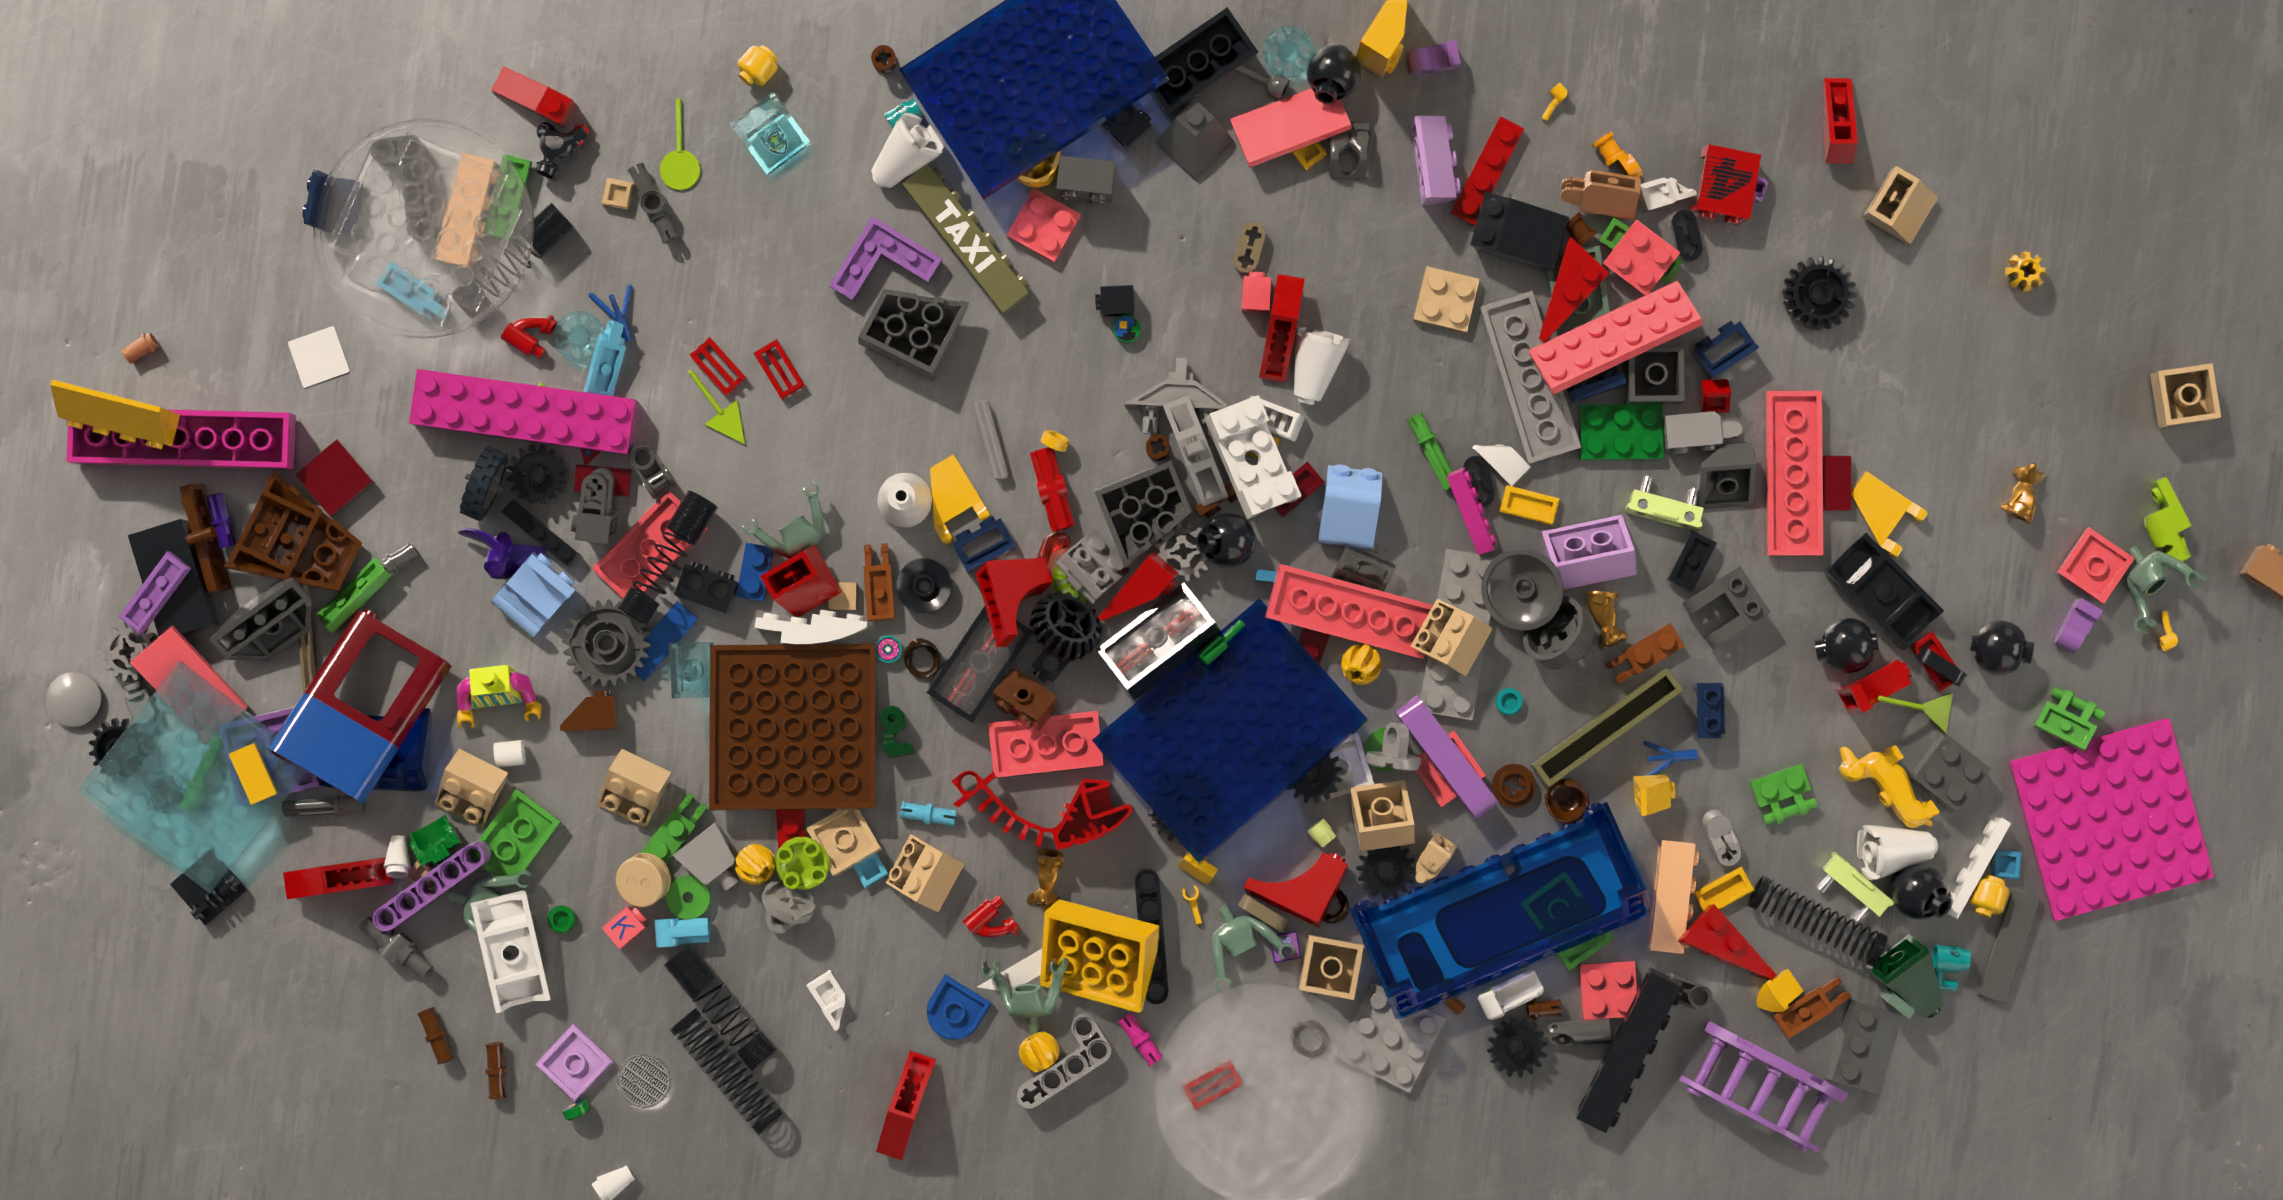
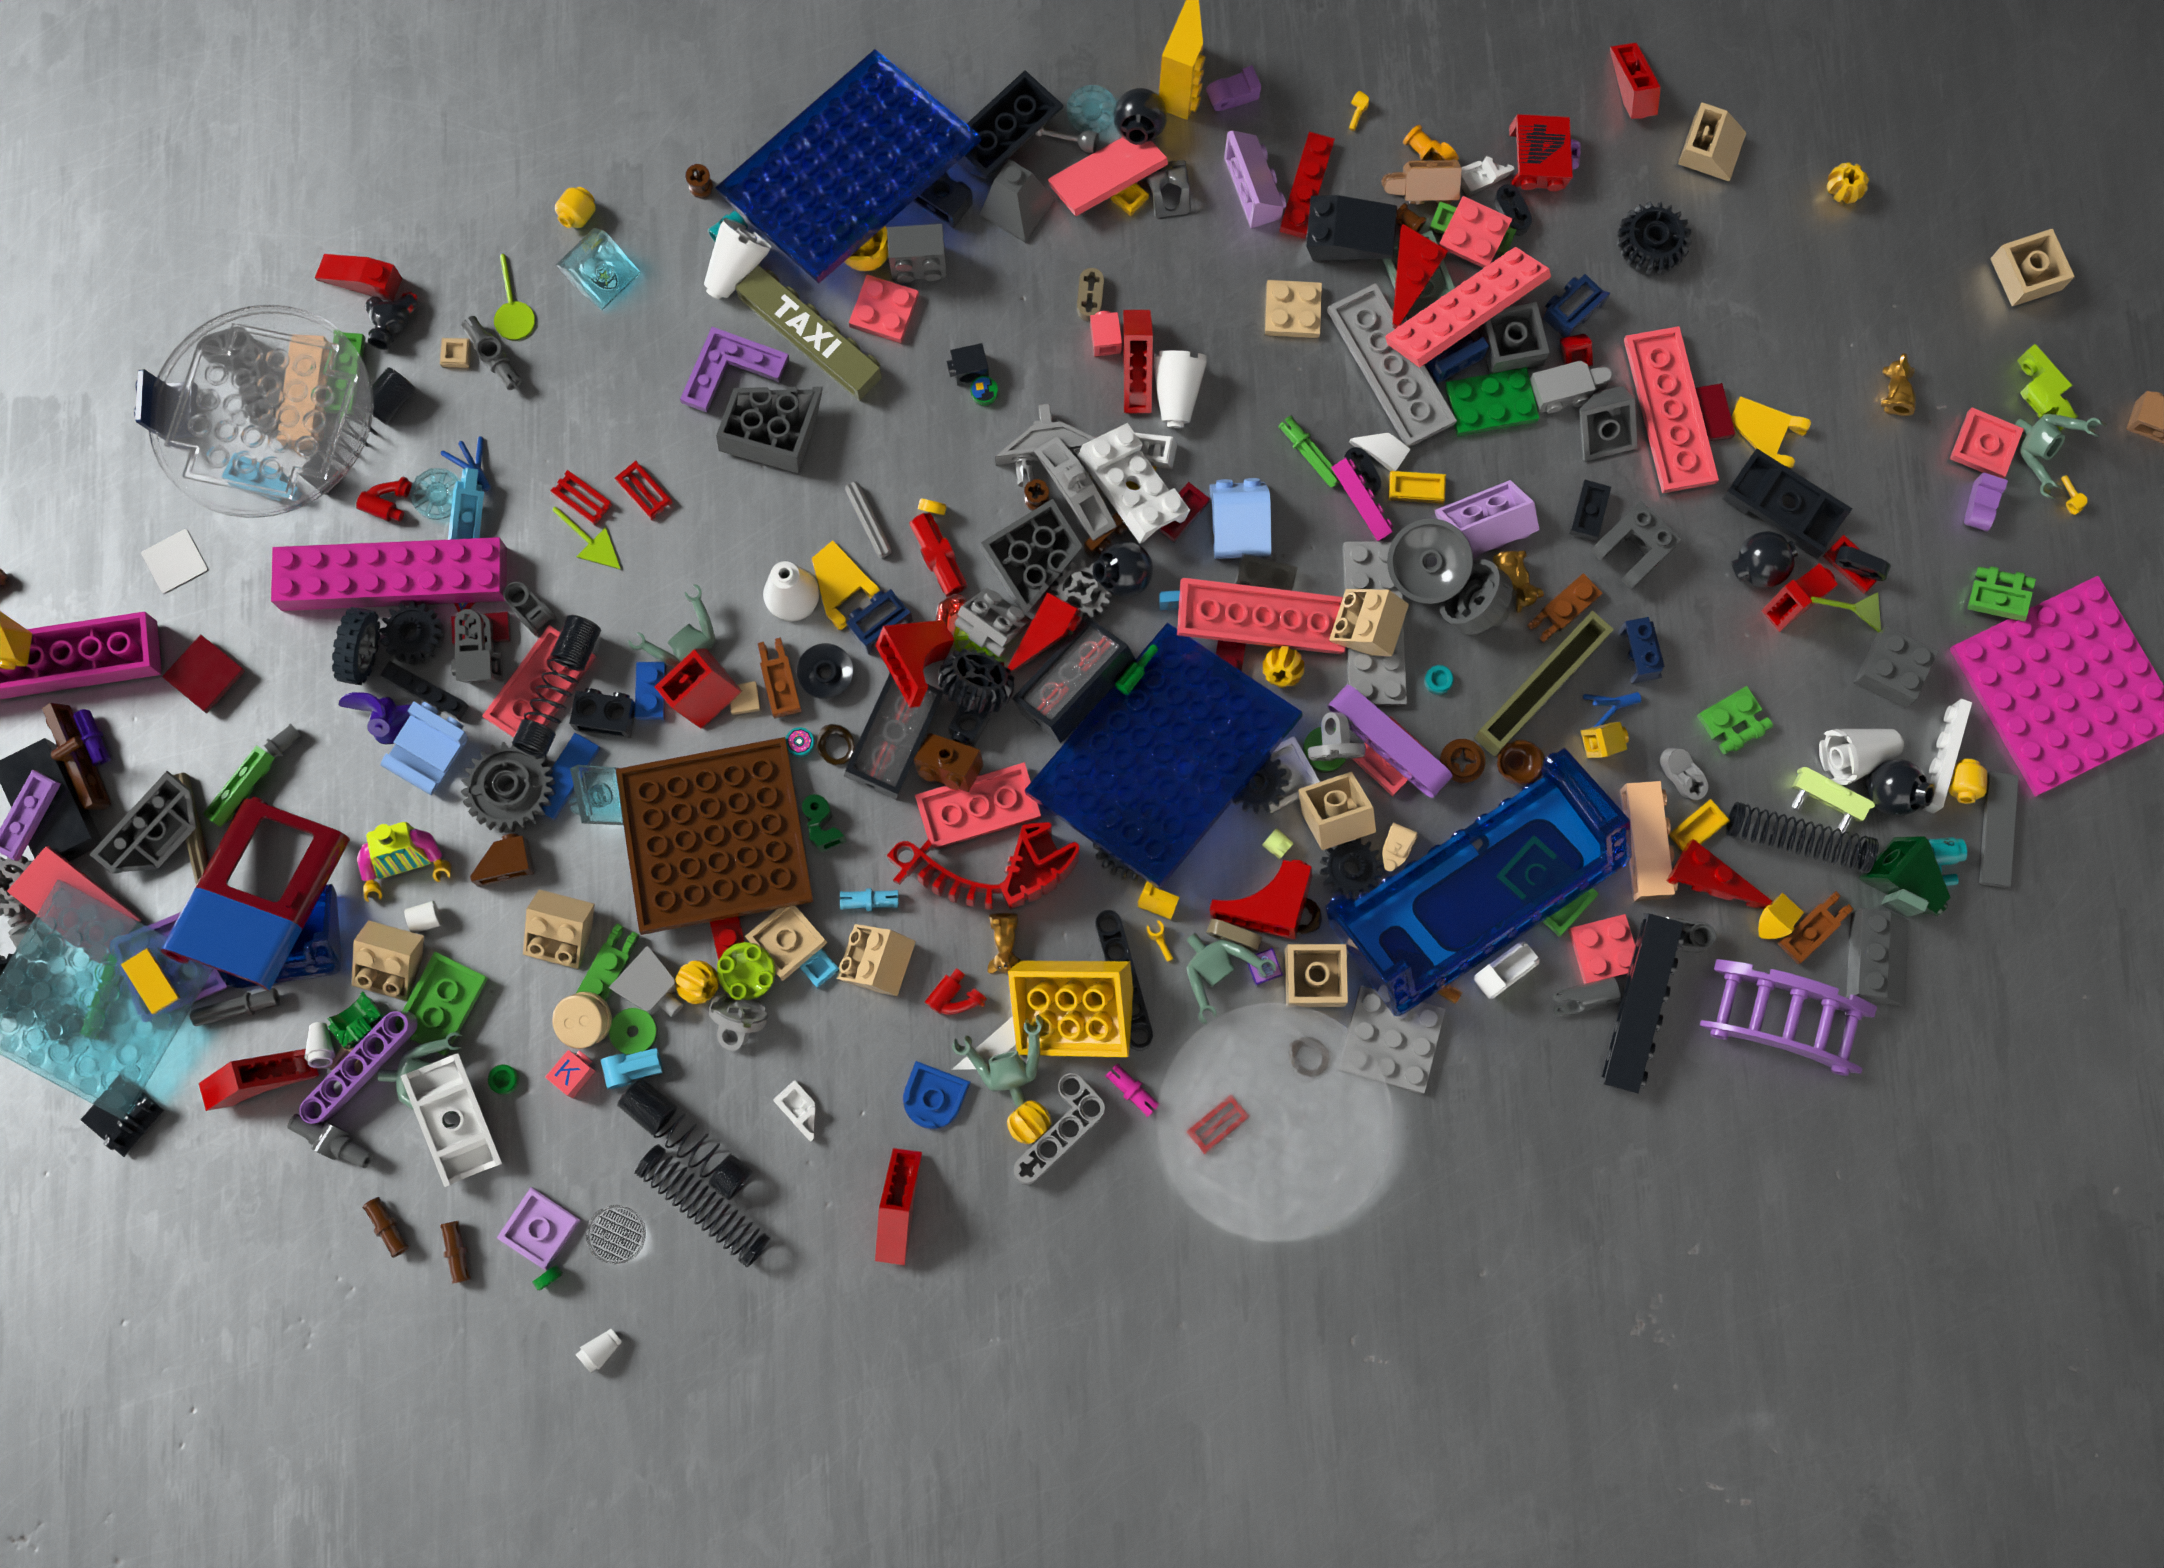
camera: 15 degrees left, 10 degrees down
(293, 540) = (167, 736): reddish brown wedge -> none
(823, 627) = (729, 731): white slope -> none
(1503, 1039) = (1537, 1015): black gear -> none
(1543, 1008) = (1537, 981): reddish brown pin -> none
(1665, 509) = (1552, 465): yellowish green piece -> none
(1892, 782) = (1841, 686): yellow animal -> none
(2001, 647) = (1917, 534): black brick -> none
(2006, 864) = (1975, 747): dark azure tile -> none

